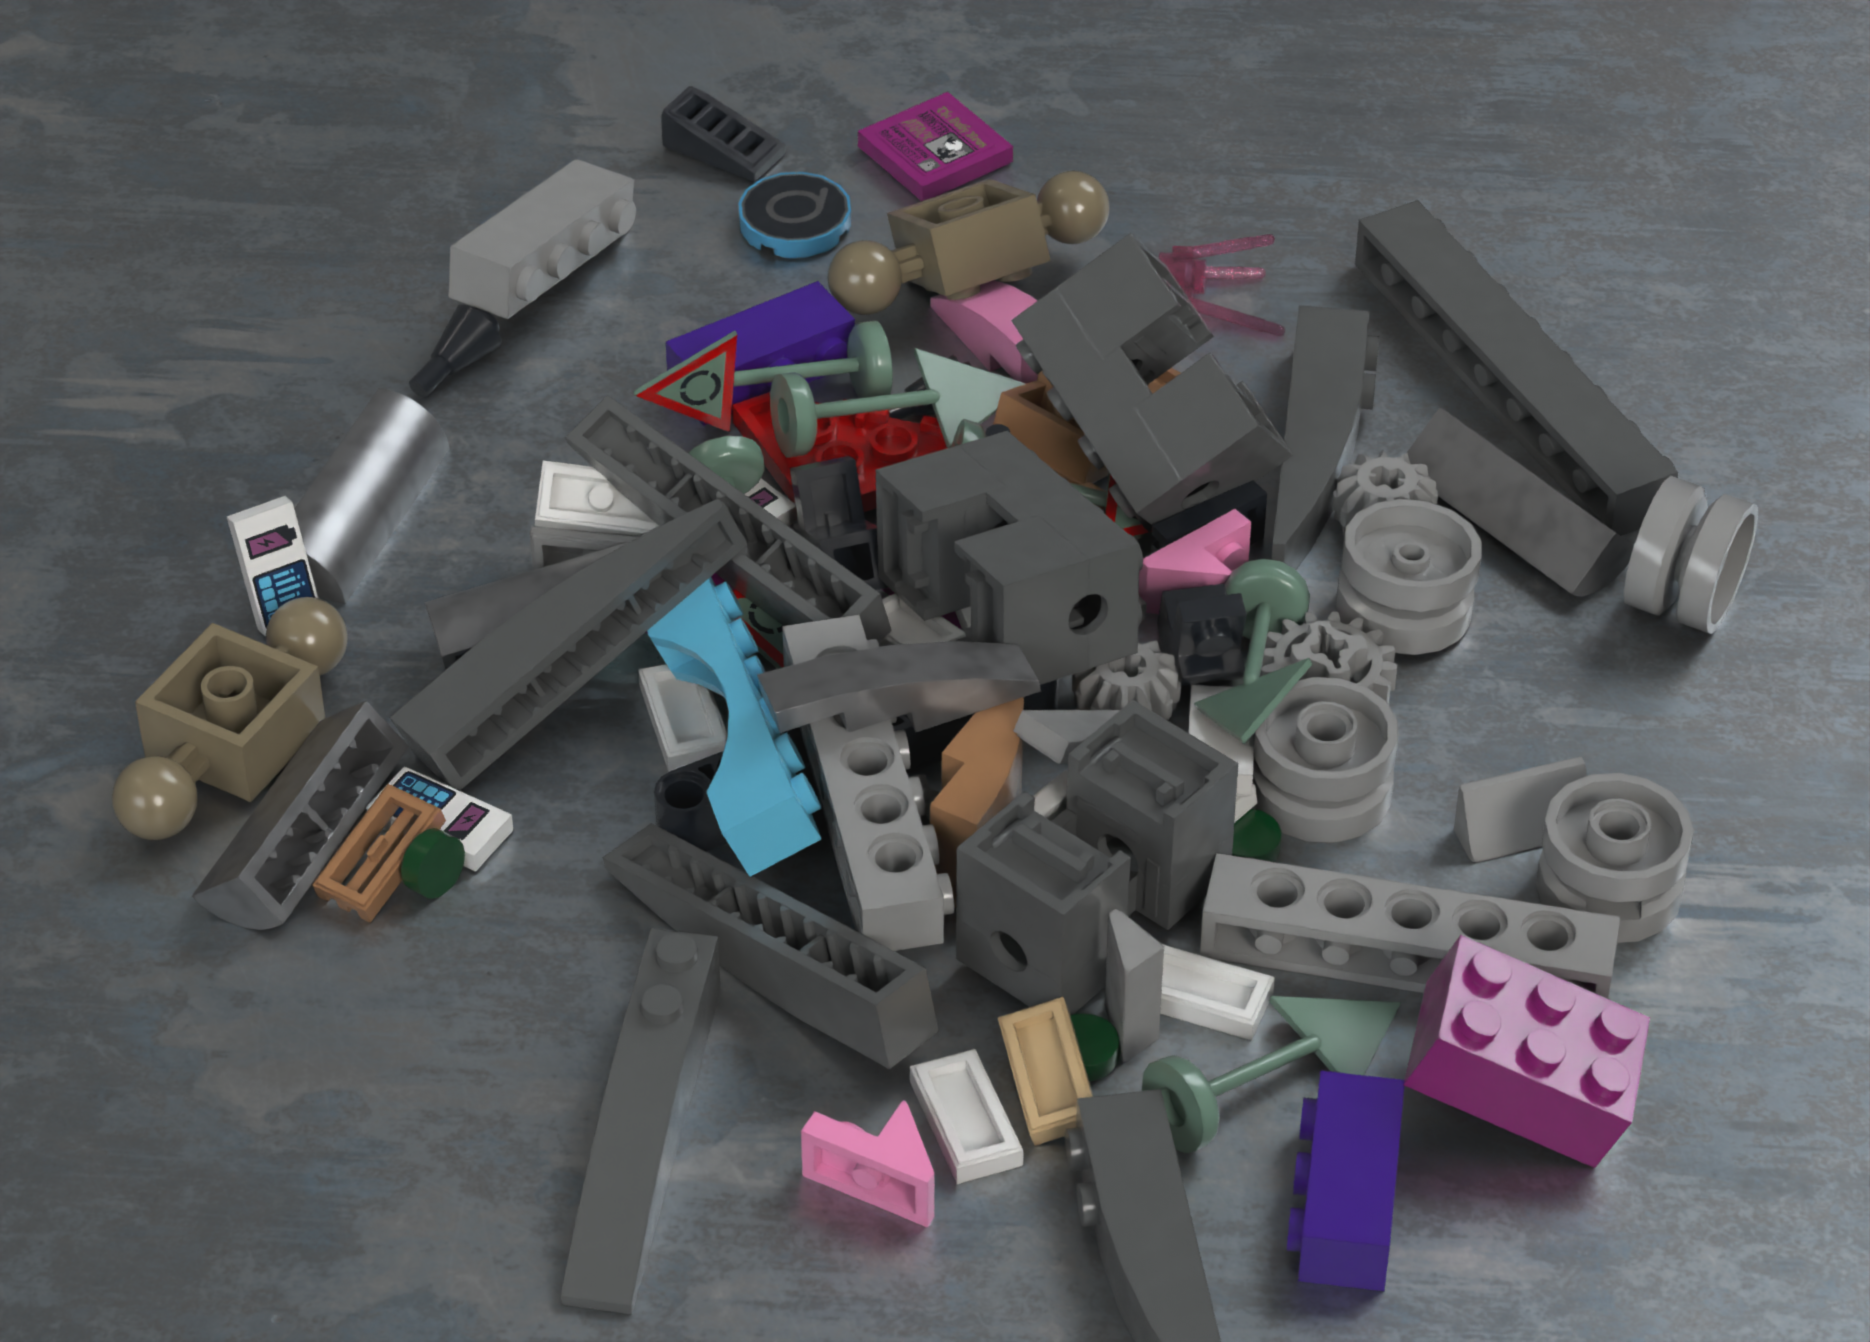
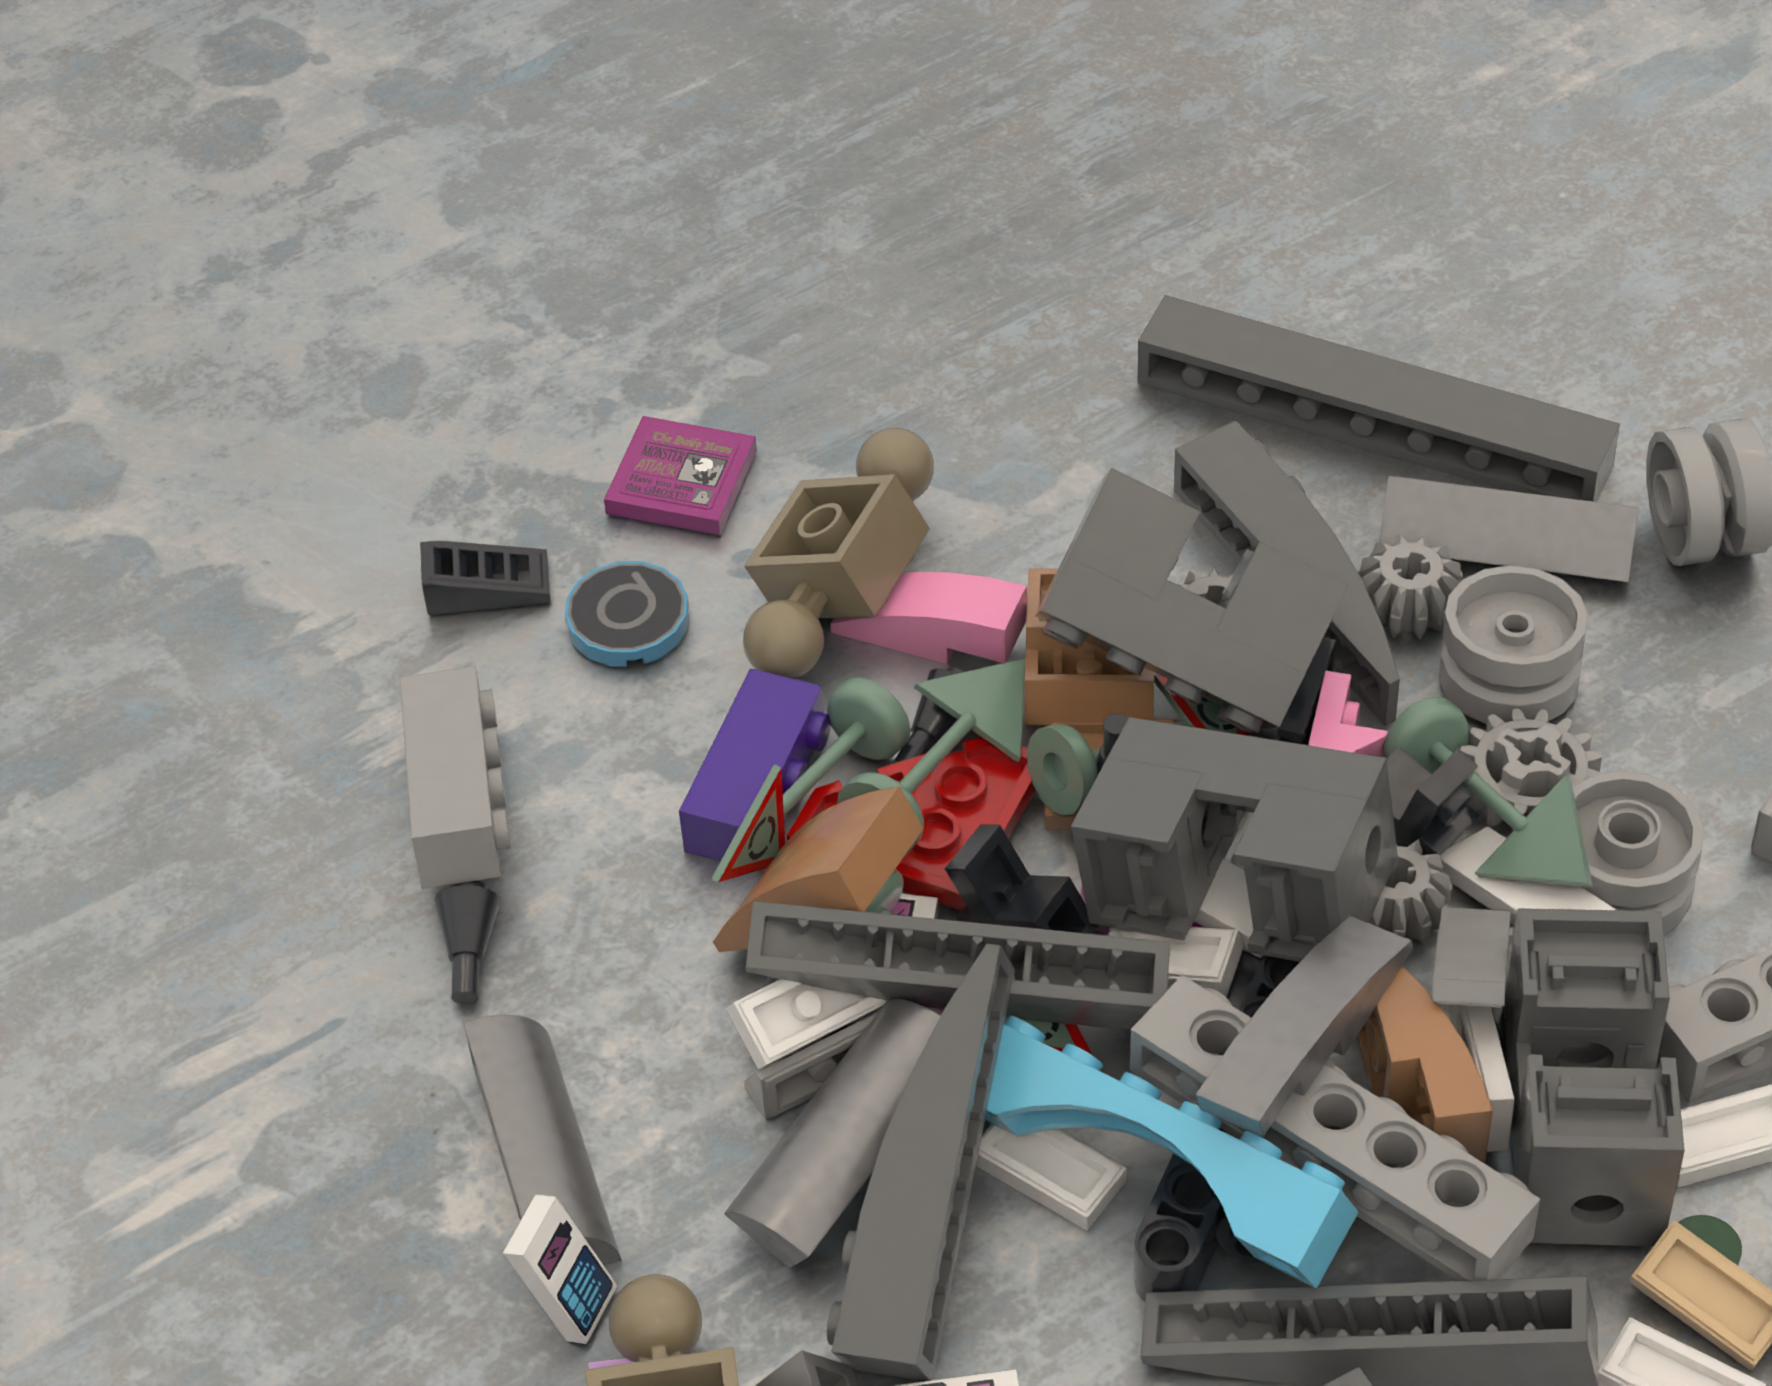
camera: 35 degrees left, 5 degrees up
(721, 414) = (832, 860): none -> medium nougat slope
(1133, 984) = (1717, 1166): light grey slope -> none
(1194, 272) = (1032, 473): clear pink plant -> none

